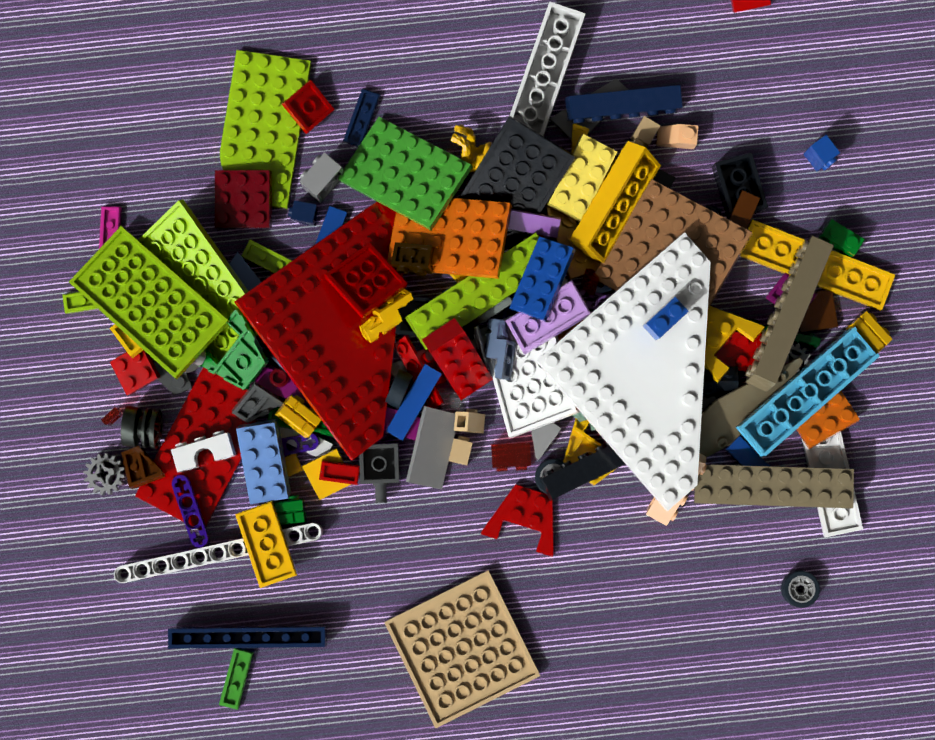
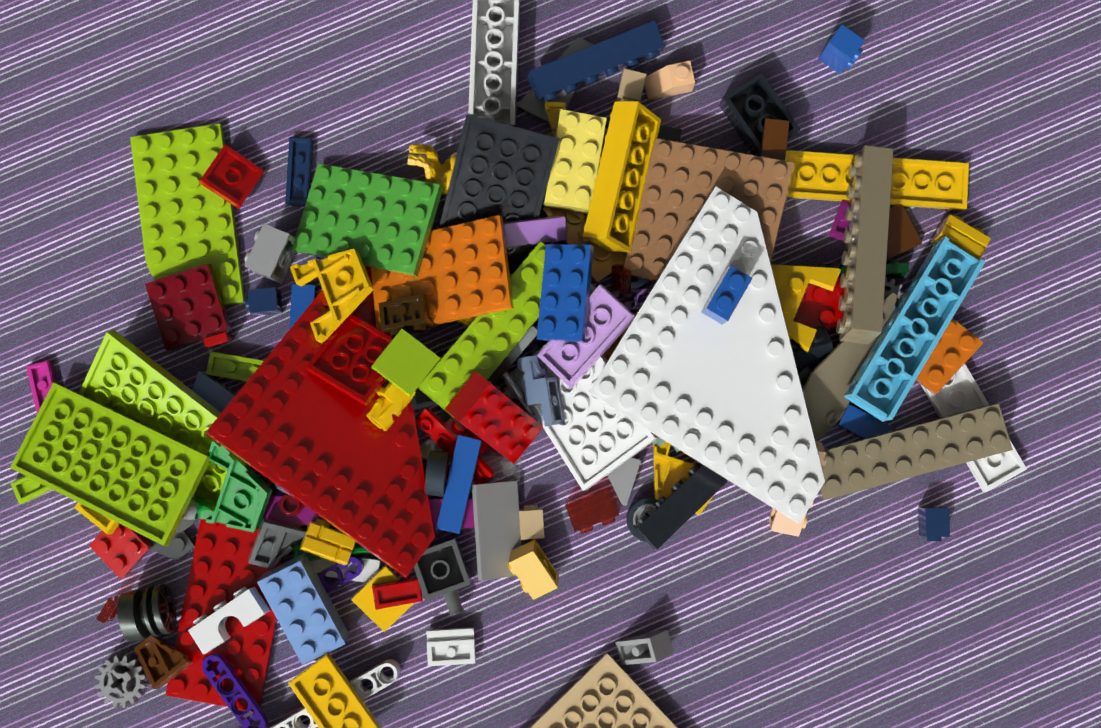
camera: 15 degrees left, 0 degrees up
(258, 232) = (219, 339): none -> red tile
(290, 511) = (354, 655): green brick -> none
(293, 464) = (340, 599): yellow tile -> none
(368, 527) = (451, 646): none -> white plate
(372, 219) = (344, 286): none -> yellow wing
(403, 294) = (405, 362): none -> lime tile
(451, 487) = (533, 569): none -> yellow brick
(469, 421) = (536, 485): tan brick -> none
(519, 575) = (645, 648): none -> light grey slope
(526, 509) = (630, 566): red wing -> none
(776, 548) = (934, 522): none -> dark blue brick
(809, 593) = (988, 561): wheel -> none
(843, 239) = (902, 140): green brick -> none

